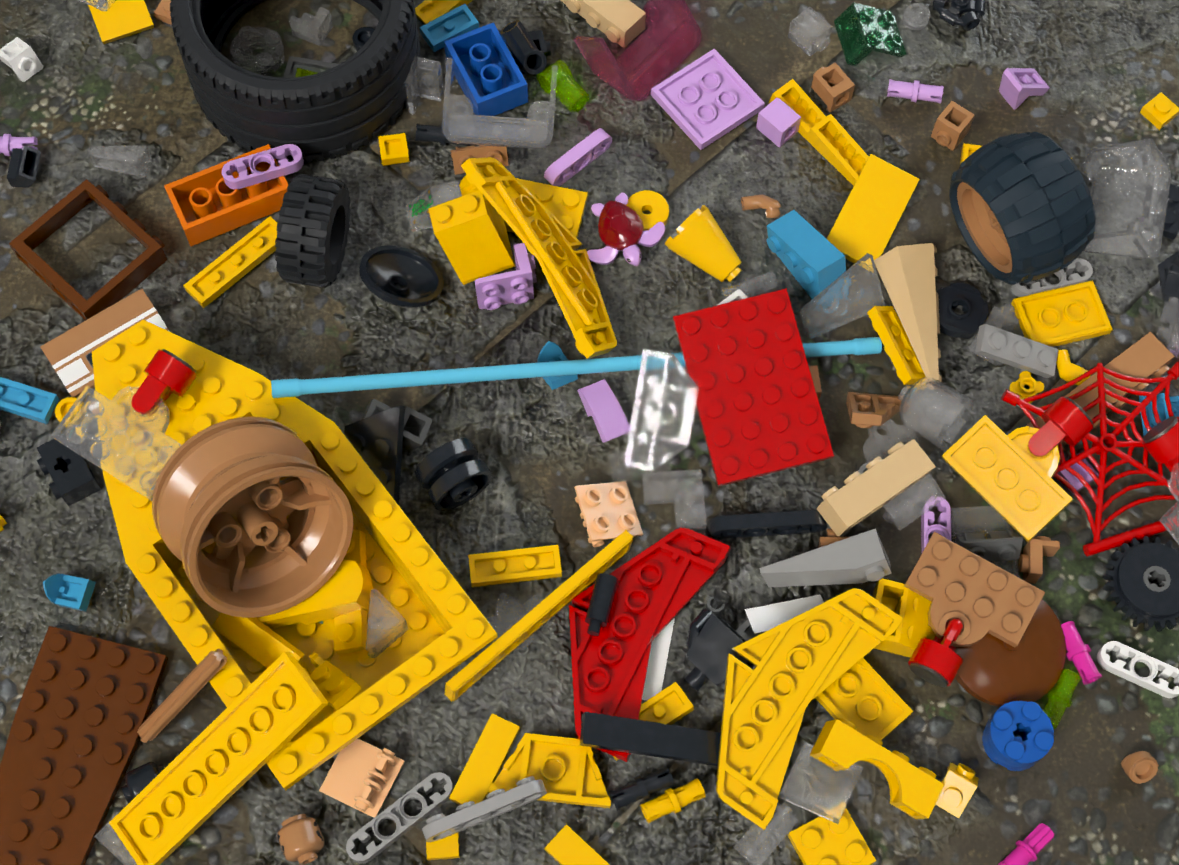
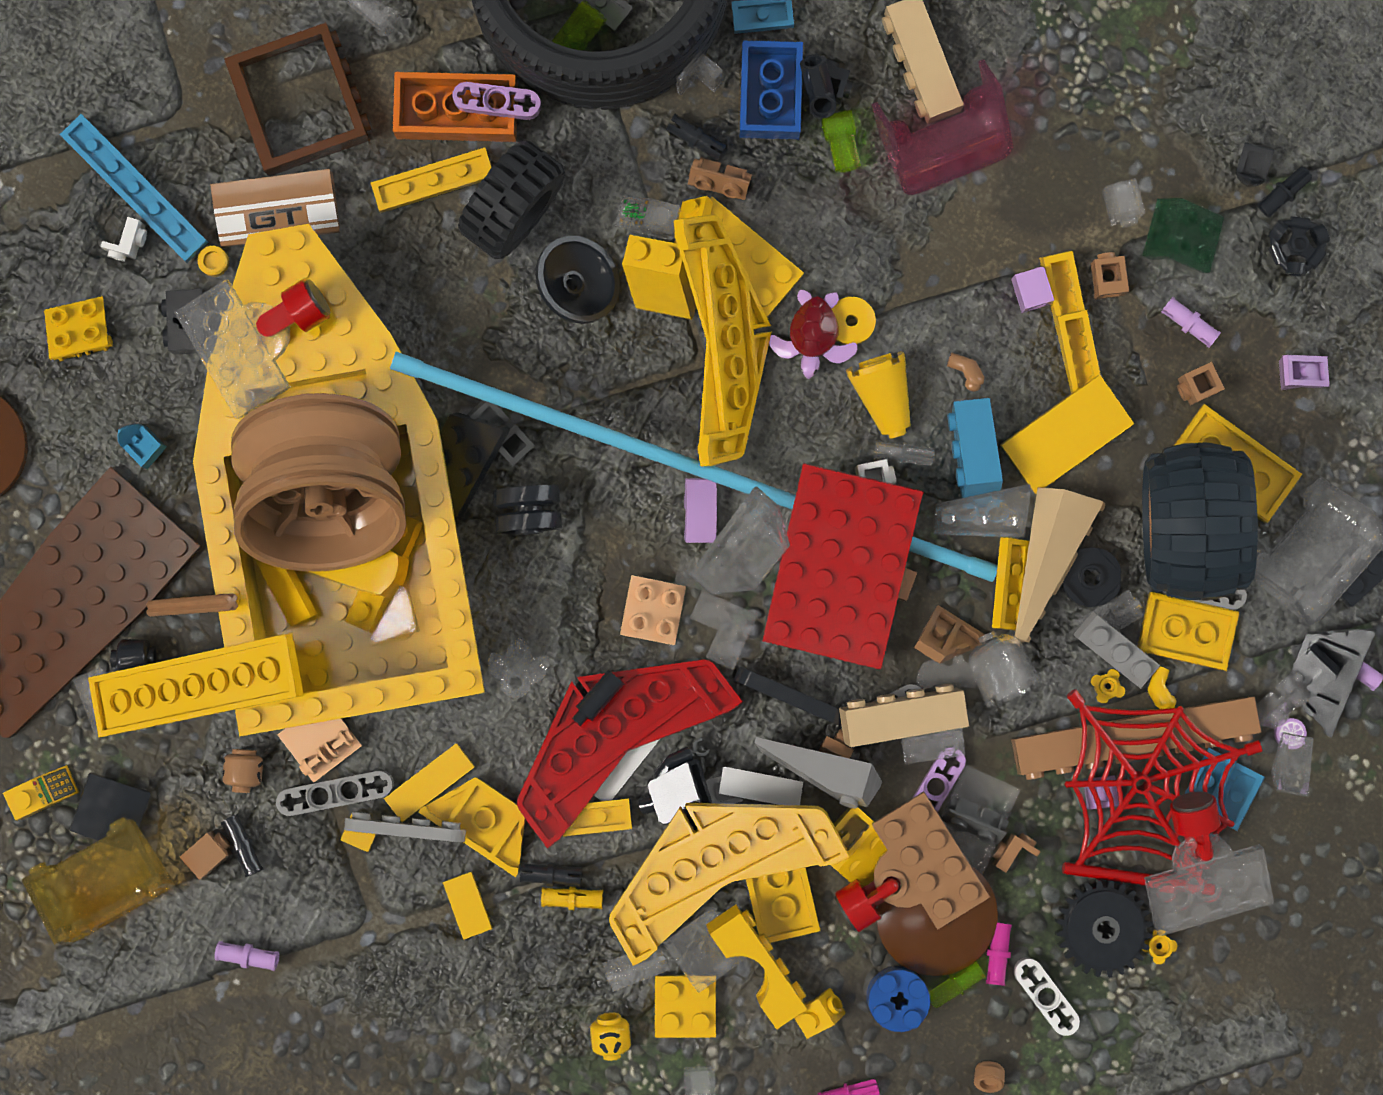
camera: 30 degrees right, 20 degrees up
(332, 682) = (323, 653): yellow hinge -> none
(393, 149) = (639, 129): yellow plate -> none
(463, 127) = (746, 165): clear windscreen -> none
(510, 286) = (679, 348): lavender bracket -> none
(515, 565) = (543, 619): yellow plate -> none
(537, 616) = (539, 681): yellow tile -> none
(550, 353) = (678, 438): dark azure plate -> none
(578, 157) = (814, 230): lavender beam -> none
(650, 738) = (575, 842): black tile -> none
(707, 99) = (977, 226): lavender plate -> none
(916, 16) = (1245, 235): clear tile -> none
(1018, 468) = (1040, 768): yellow plate -> none

